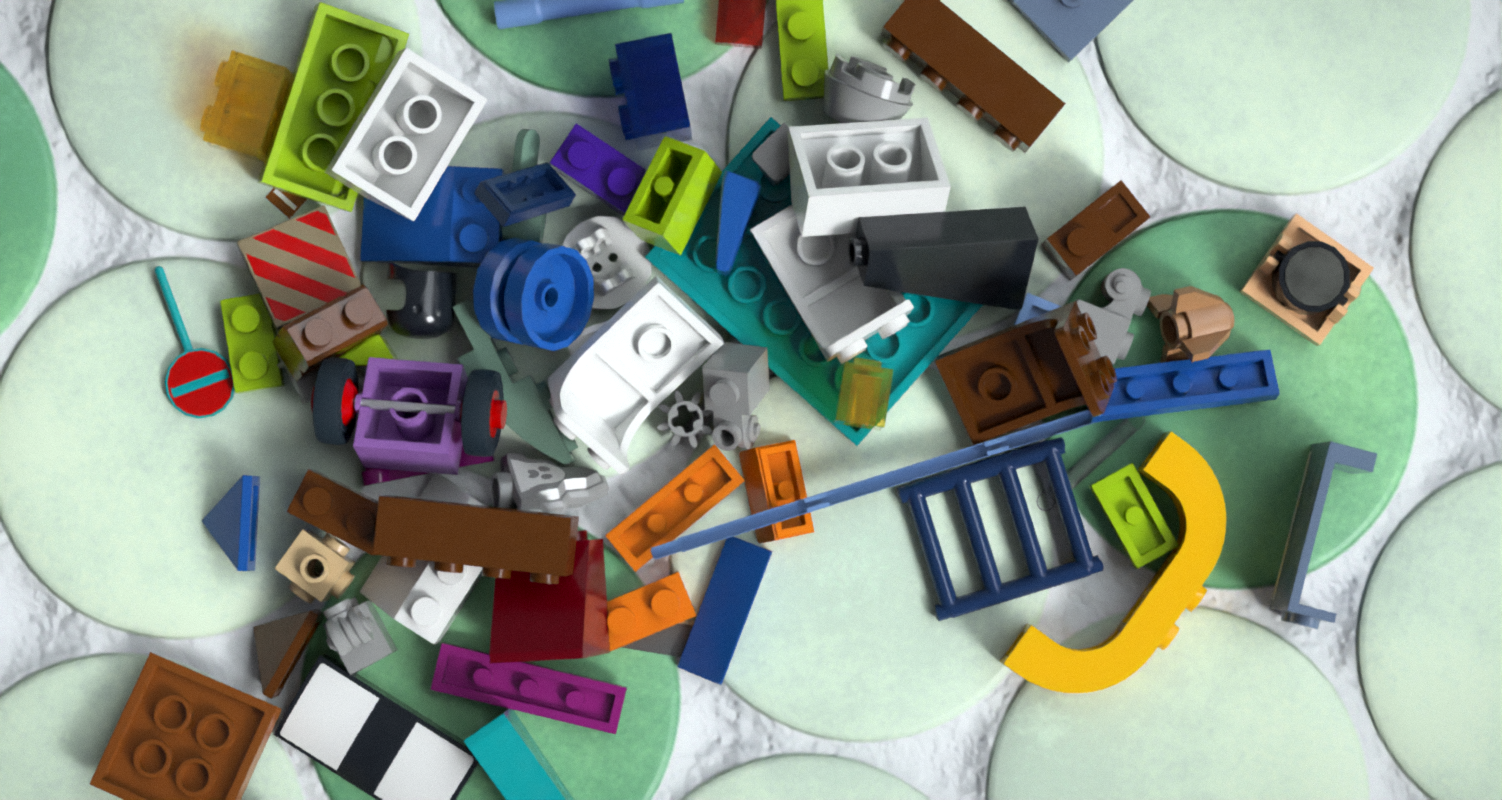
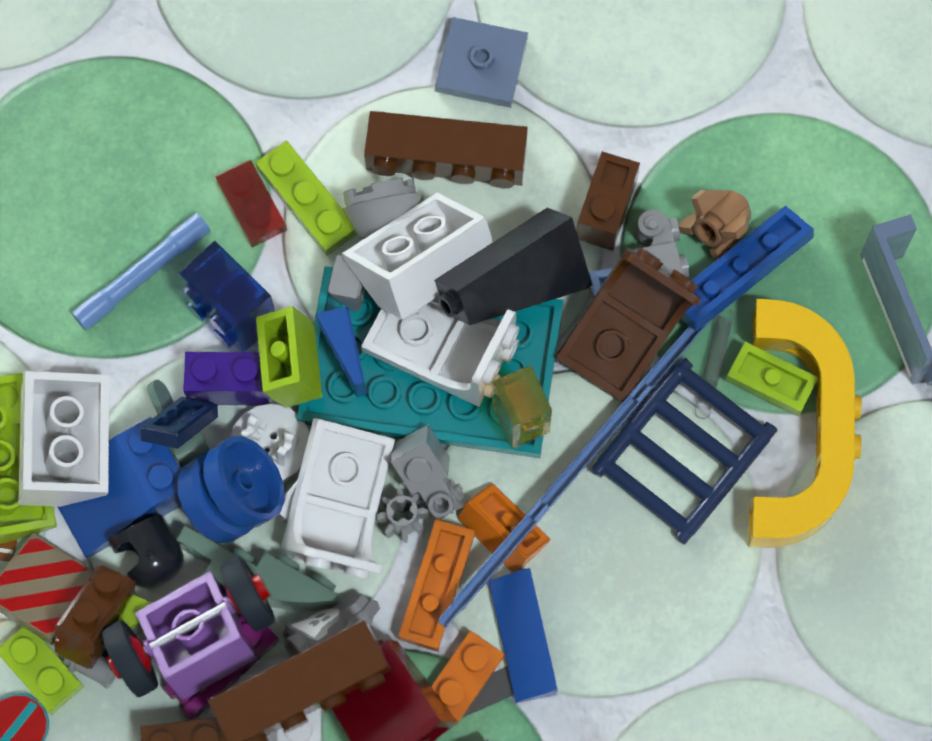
camera: 30 degrees left, 15 degrees down
(1307, 280) = (777, 145): piece -> none

